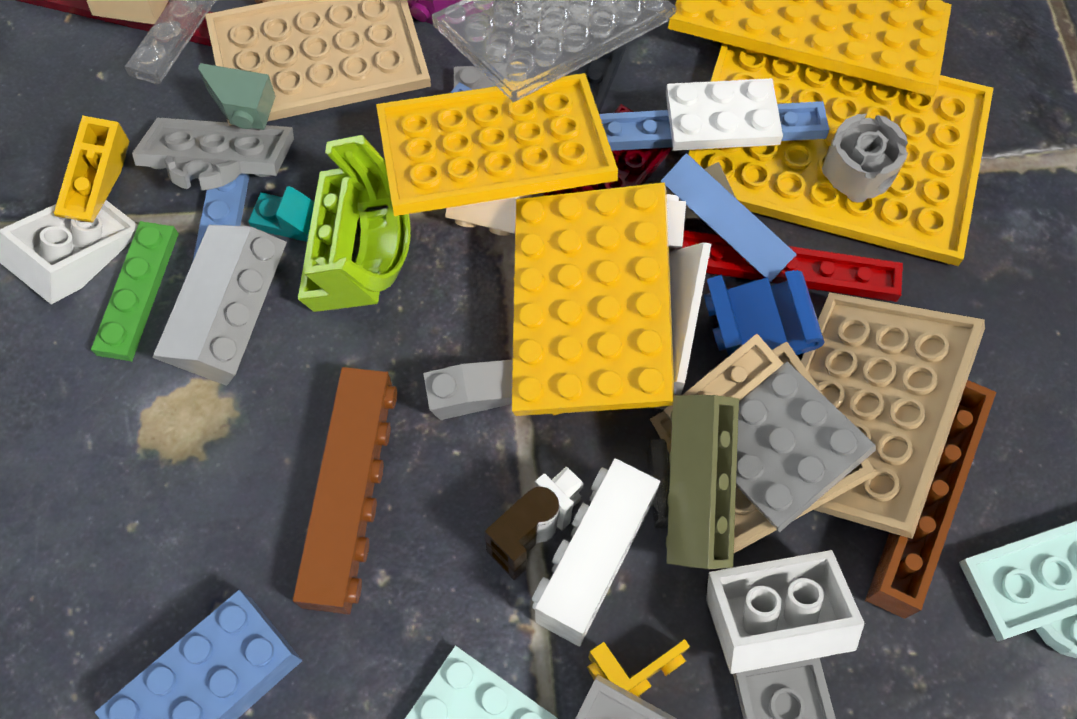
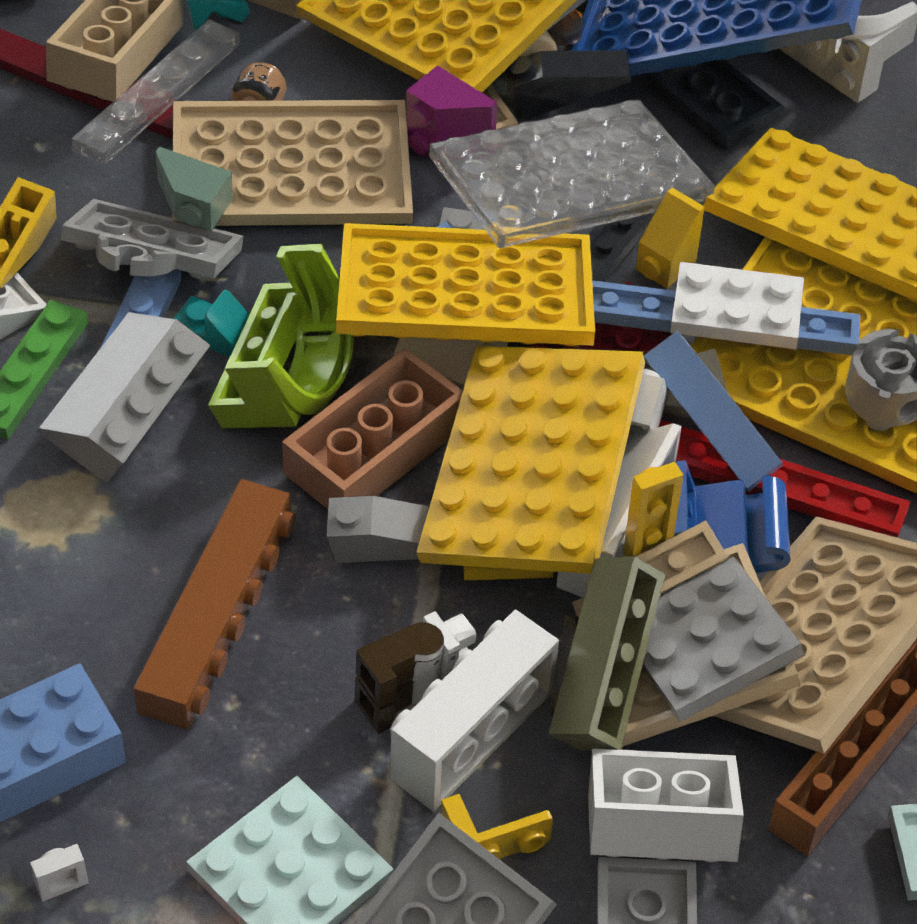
camera: 10 degrees right, 15 degrees down
(445, 295) = (373, 431): none -> nougat brick
(649, 60) = (670, 238): none -> yellow slope
(713, 342) = (652, 508): none -> yellow plate

